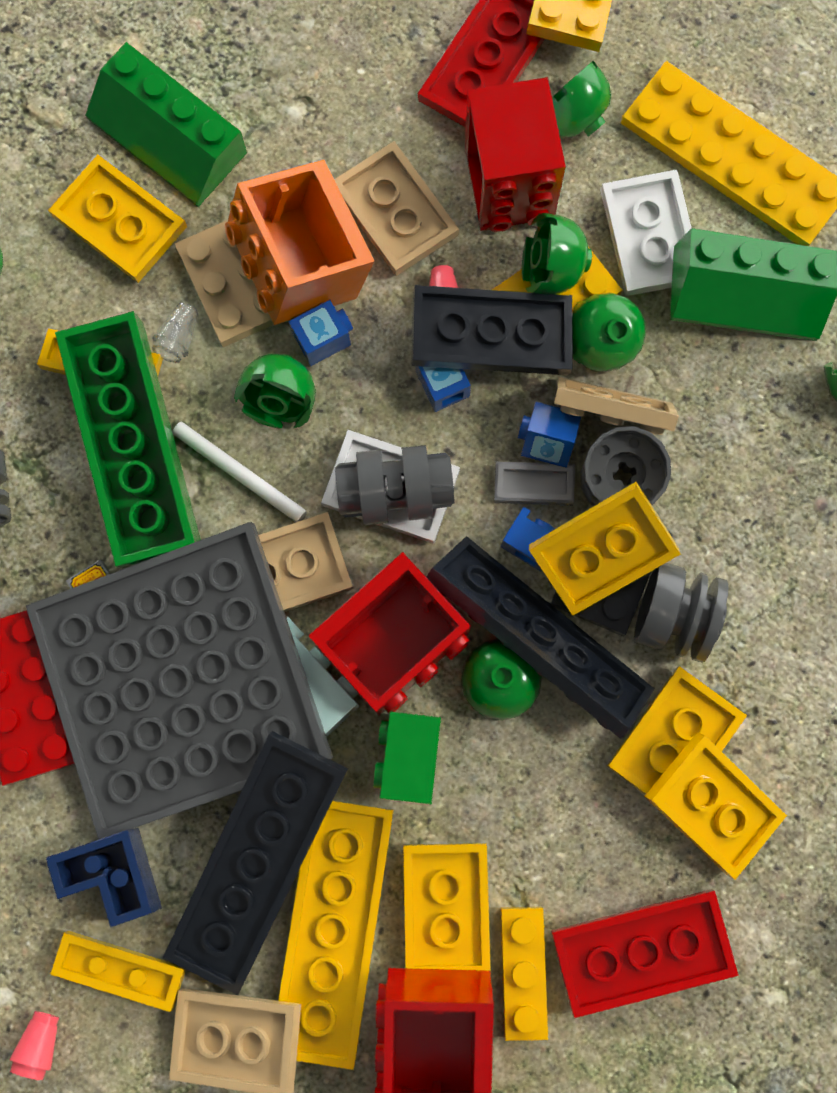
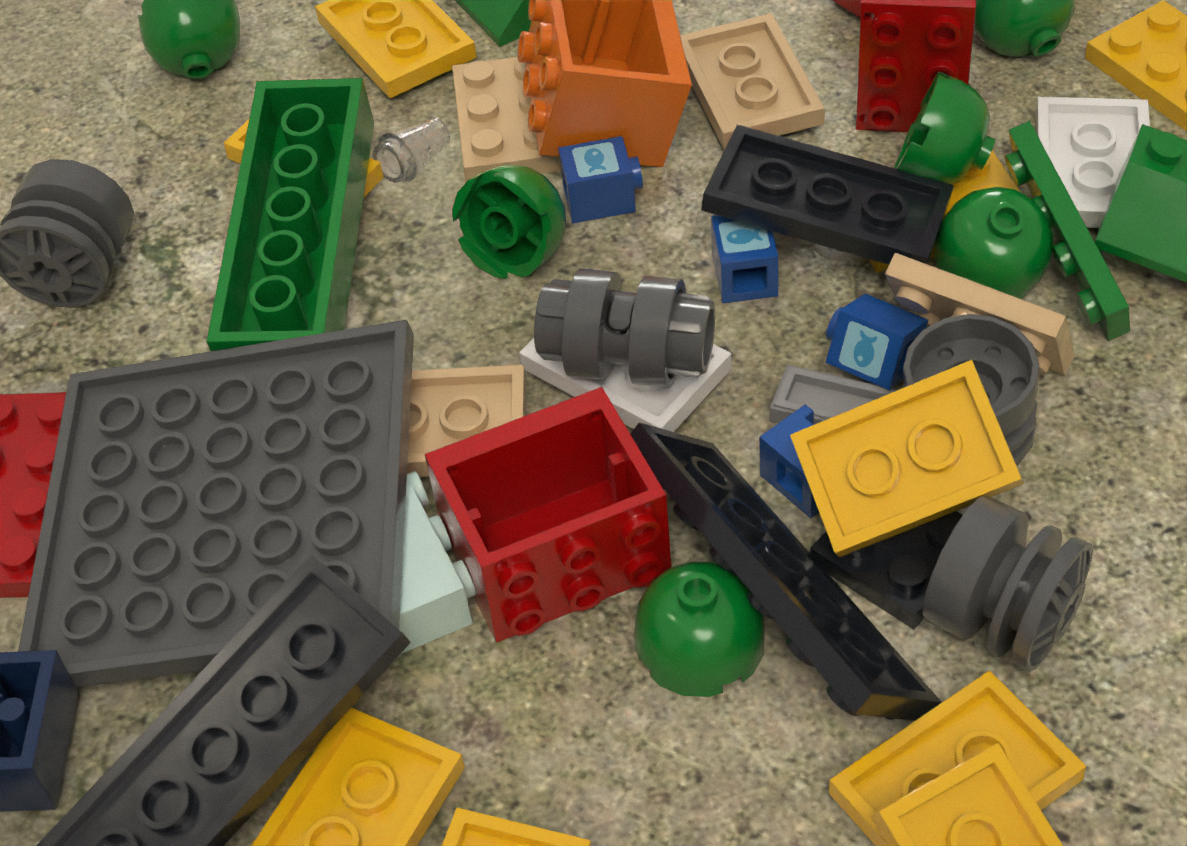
camera: 20 degrees right, 30 degrees down
(239, 472) = (422, 305): white bar -> none
(409, 757) = (515, 659): green brick -> none
(660, 329) = (1075, 248): none -> green plate

